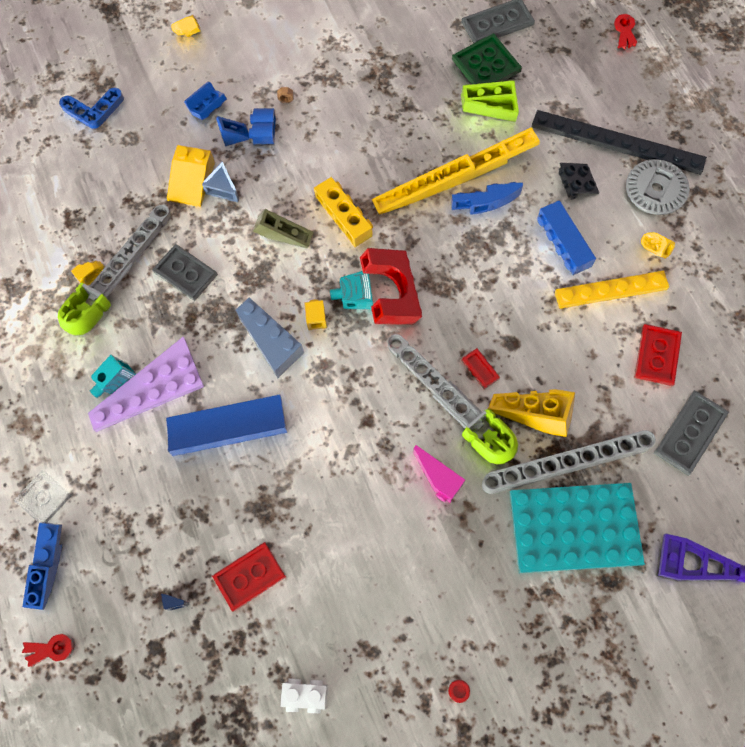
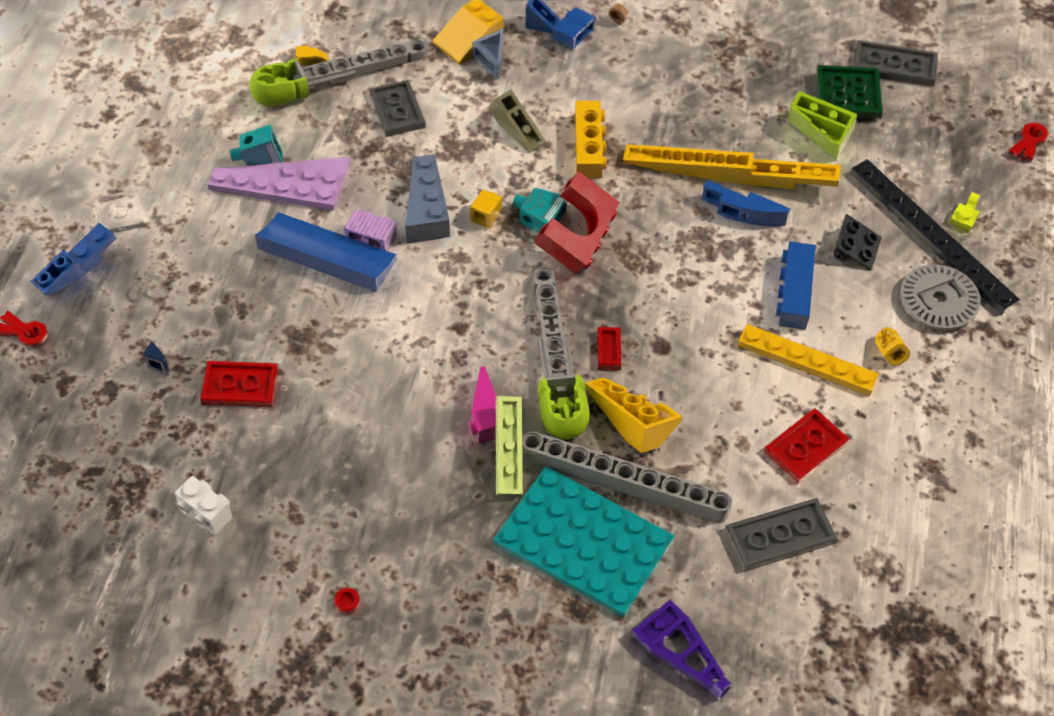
camera: 30 degrees right, 15 degrees down
(247, 387) = (371, 229): none -> lavender brick
(480, 496) = (509, 445): none -> yellowish green plate
(626, 113) = (965, 216): none -> neon yellow plate

